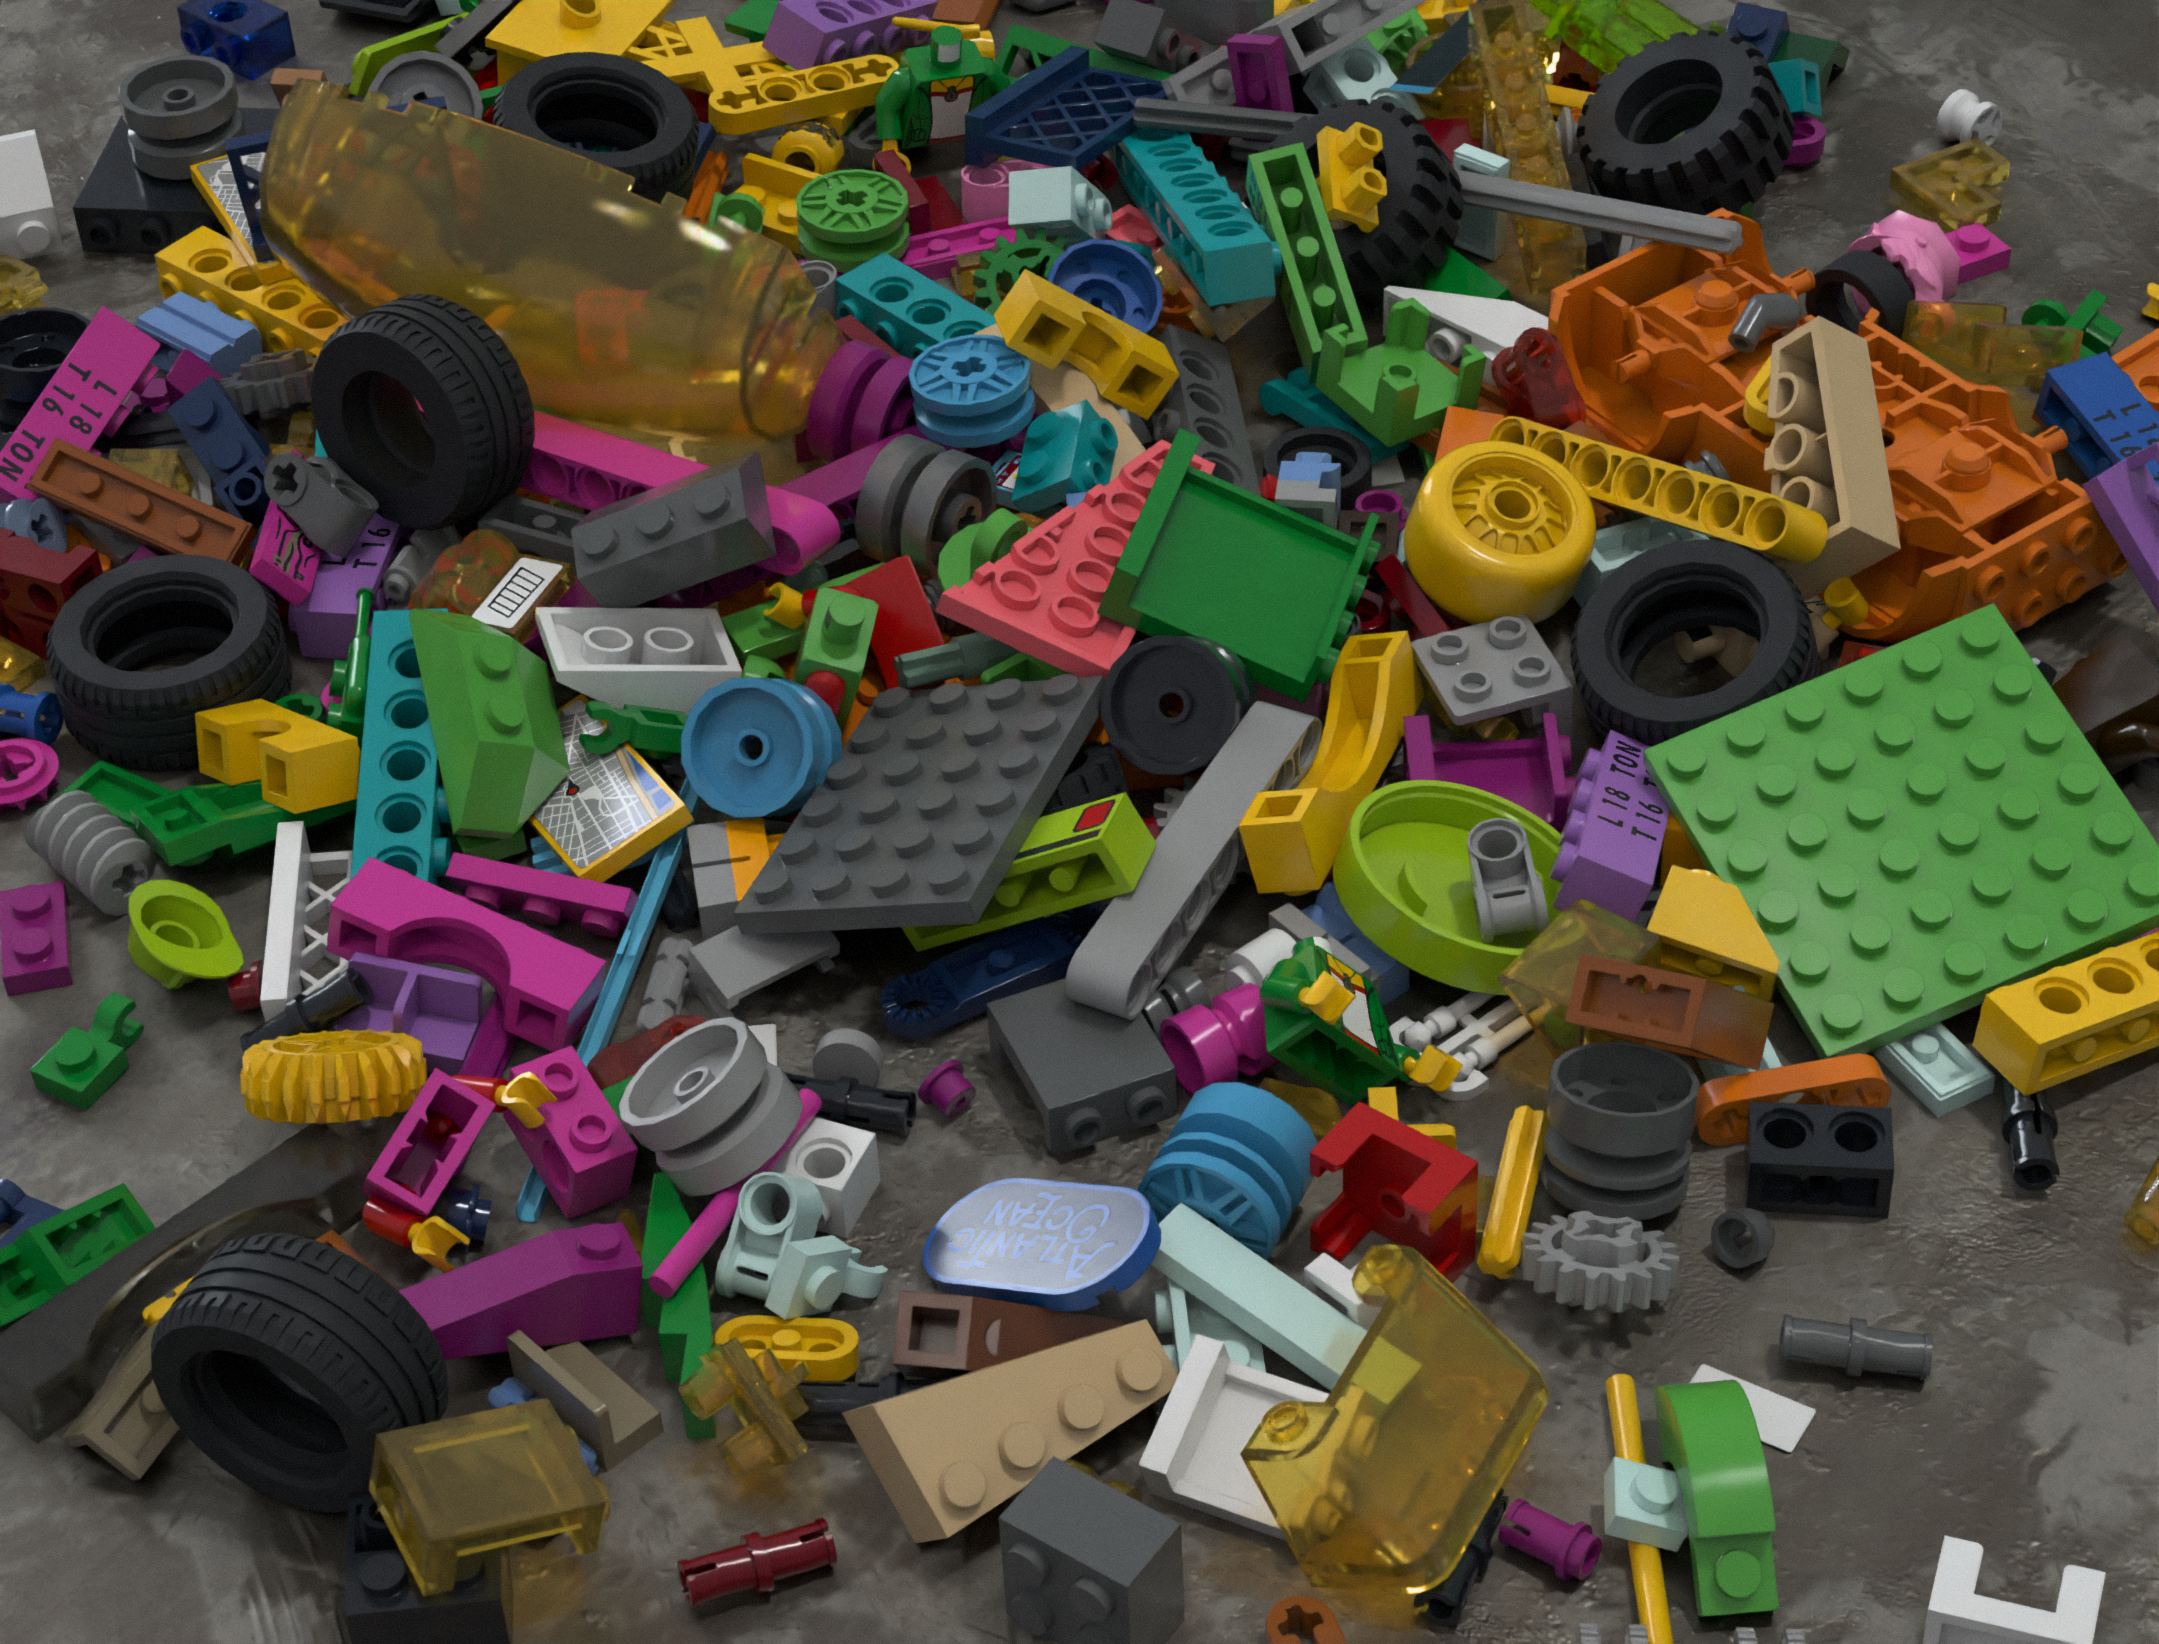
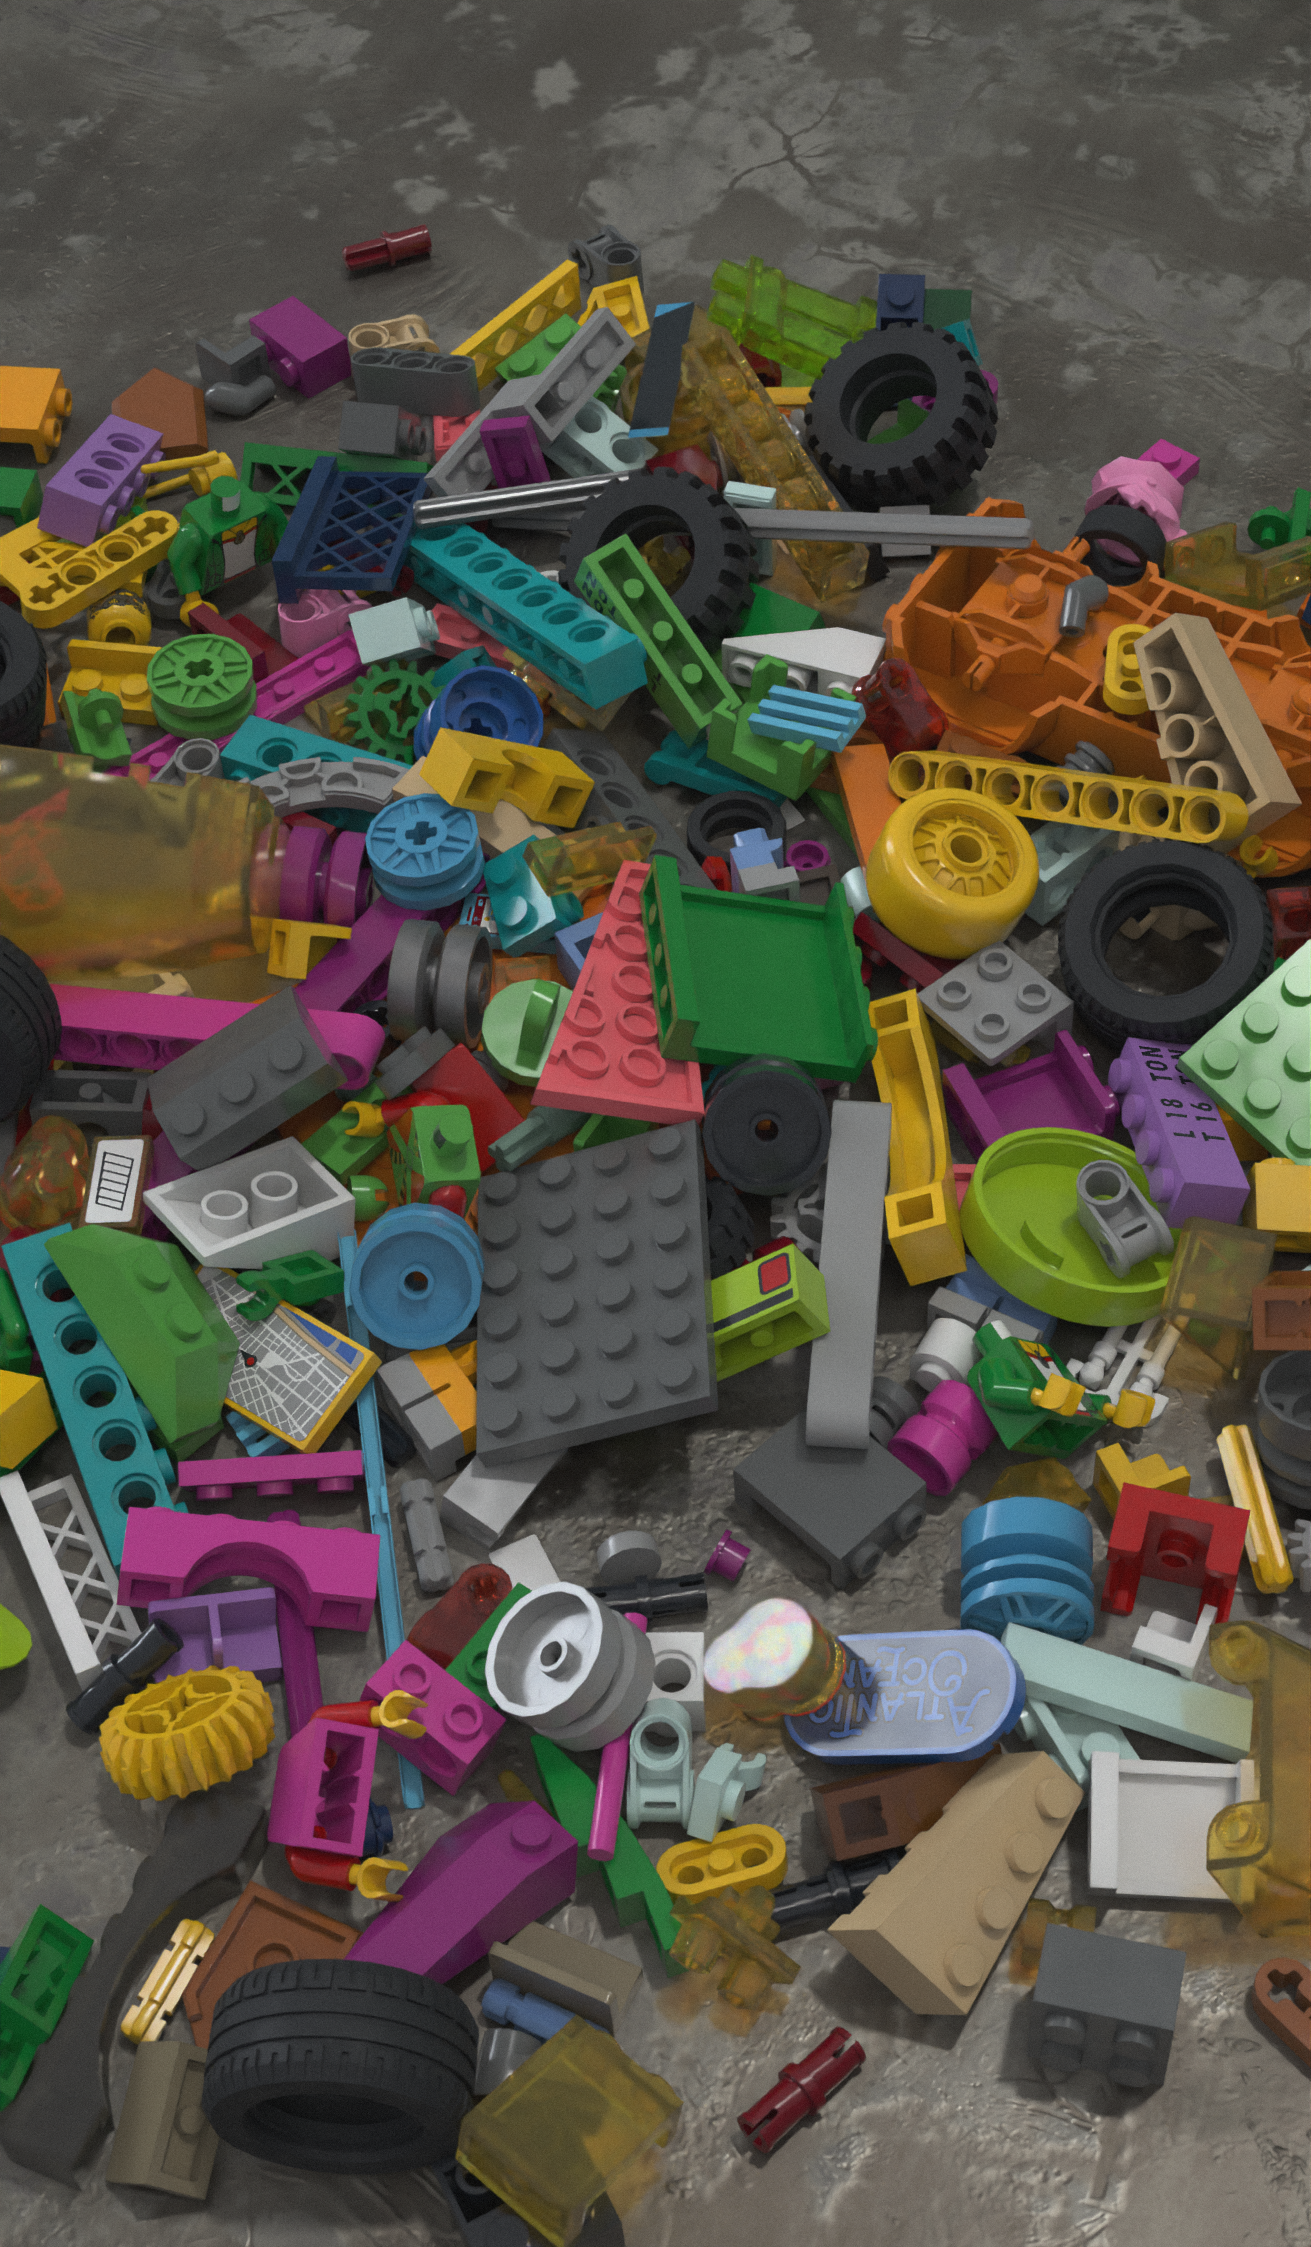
camera: 20 degrees left, 10 degrees up
(246, 988) = (47, 1654): dark red piece -> none
(813, 445) = (300, 946): none -> yellow panel
(841, 561) = (412, 1060): none -> dark grey plate
(902, 321) = (318, 784): none -> light grey tile
(933, 1179) = (776, 1662): none -> piece
(986, 971) = (695, 1444): dark blue plate -> none
(1122, 429) = (586, 856): none -> clear yellow panel
(1347, 174) = (671, 559): yellow hips -> none
(1425, 362) = (810, 711): none -> medium azure tile
(1952, 183) = (1118, 409): clear yellow plate -> none
(1966, 118) = (1107, 340): white wheel -> none

